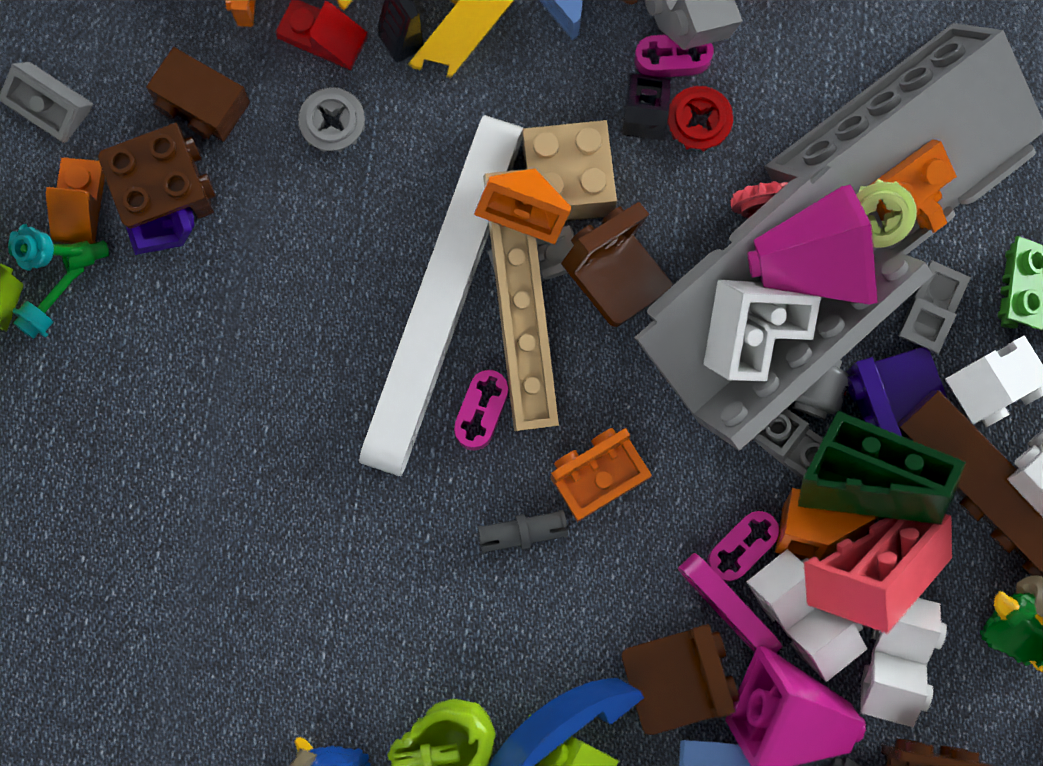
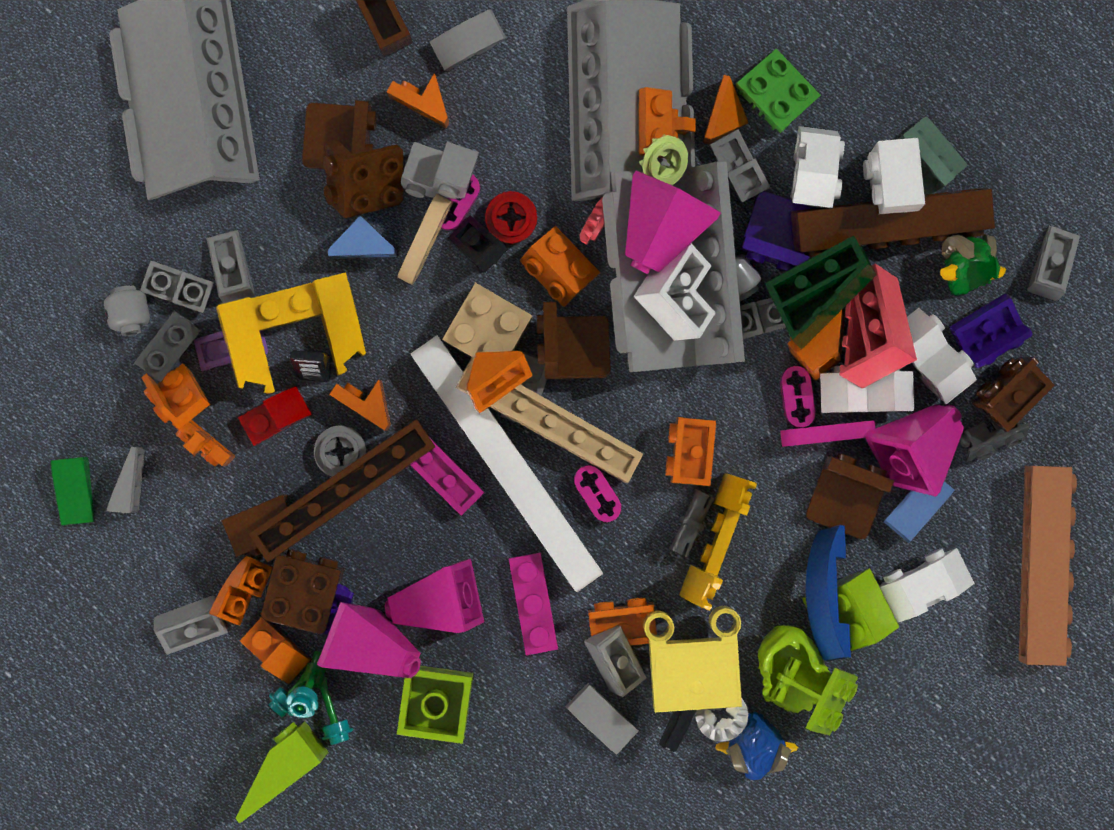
camera: 55 degrees left, 10 degrees up
(113, 119) = (235, 595): none -> orange slope
(131, 397) = (435, 704): none -> lime brick
(145, 275) = (368, 643): none -> dark pink slope
(241, 590) = (602, 718): none -> light grey slope
(250, 324) = (439, 601): none -> dark pink slope
(288, 134) = (341, 491): none -> reddish brown brick
(315, 428) = (533, 603): none -> dark pink plate
(315, 557) = (615, 660): none -> light grey slope
(324, 732) = (725, 729): none -> white gear
(357, 645) = (693, 673): none -> light yellow piece
(359, 537) = (629, 617): none -> orange bracket
(385, 228) = (448, 479): none -> dark pink plate
(402, 115) = (374, 406): none -> orange slope
(581, 555) = (704, 582): none -> yellow wedge
(612, 44) = (424, 239): none -> tan beam
(688, 199) = (559, 266): none -> orange bracket
(976, 703) = (990, 331): none -> dark purple bracket
(977, 251) = (726, 112): none -> orange slope

